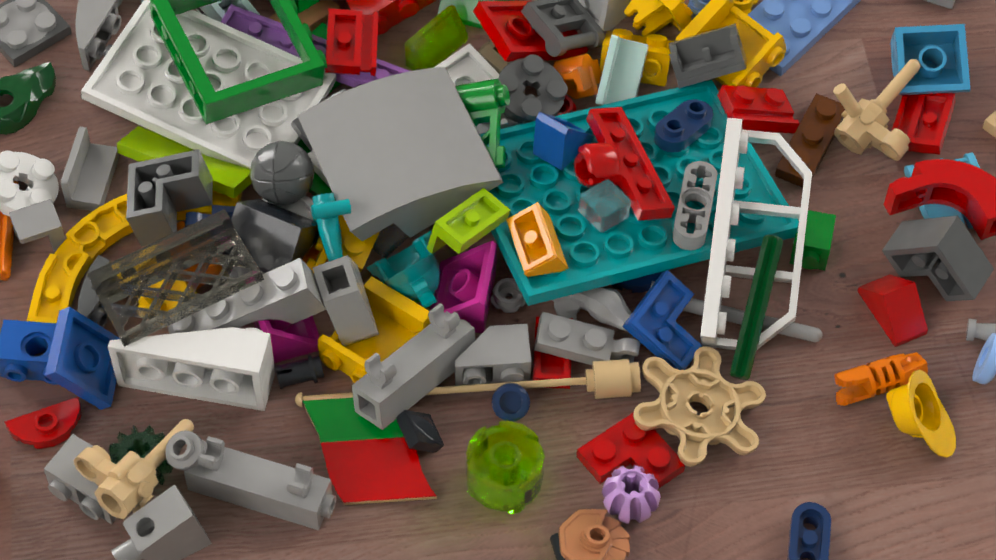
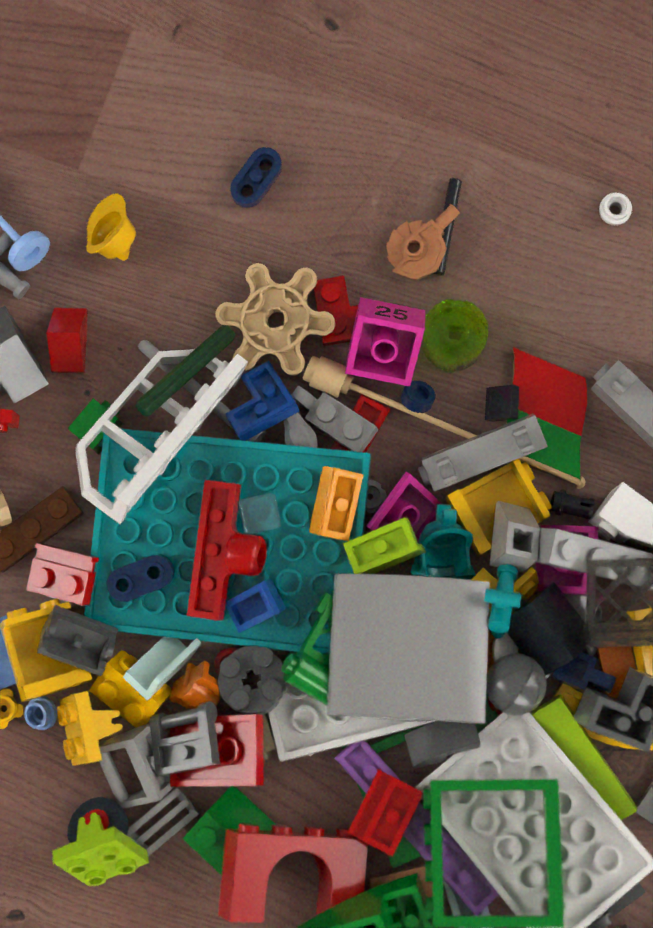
camera: 145 degrees left, 25 degrees up
(436, 40) = (301, 792): clear neon green slope -> none
(496, 357) = (408, 440): light grey slope -> none
(574, 419) = (385, 341): none -> dark pink brick
(631, 494) = (375, 263): lavender piece -> none
(700, 217) = (168, 483): light grey beam -> none
(877, 377) = (118, 280): orange hinge -> none

